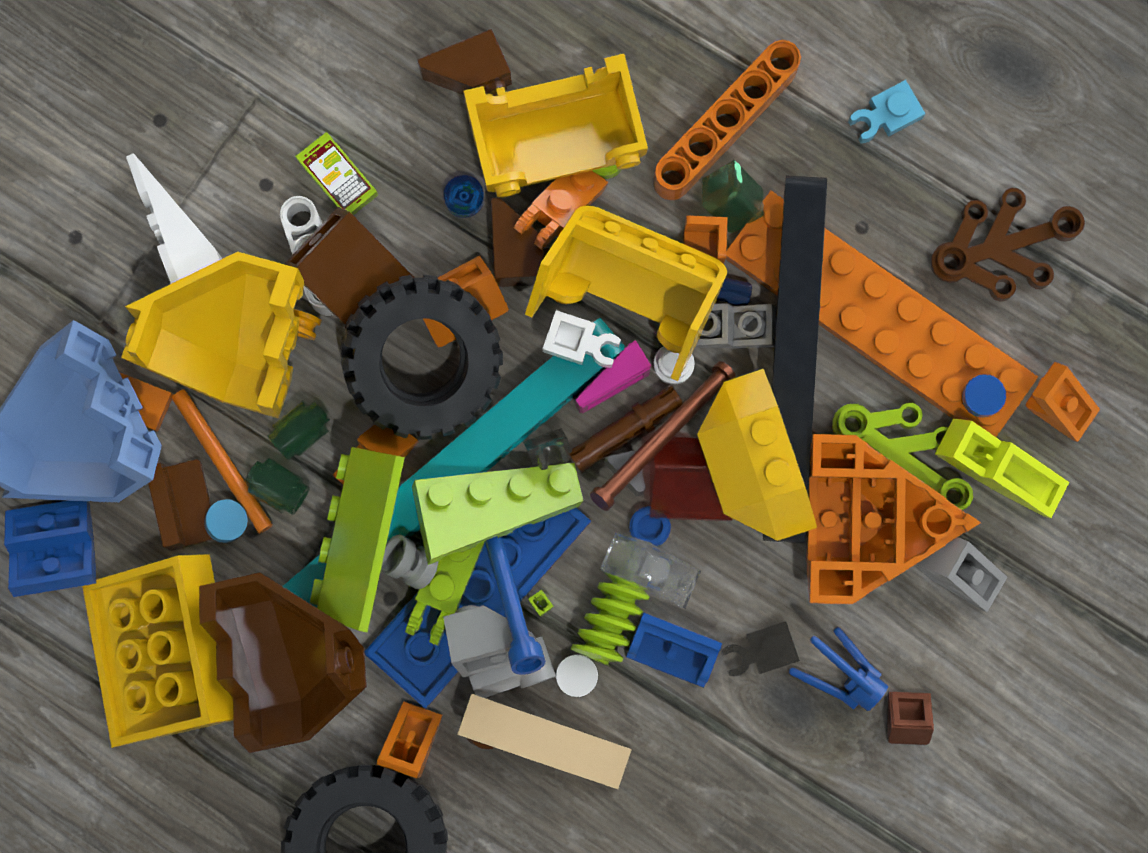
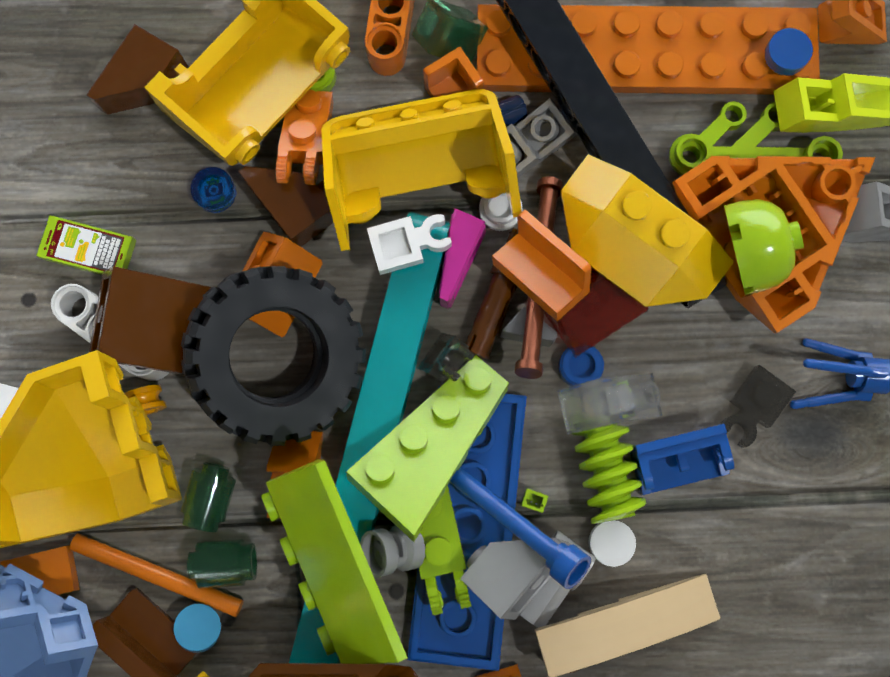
camera: 30 degrees left, 0 degrees up
(666, 431) = (544, 267): none -> orange panel
(841, 526) = (762, 243): none -> lime cylinder

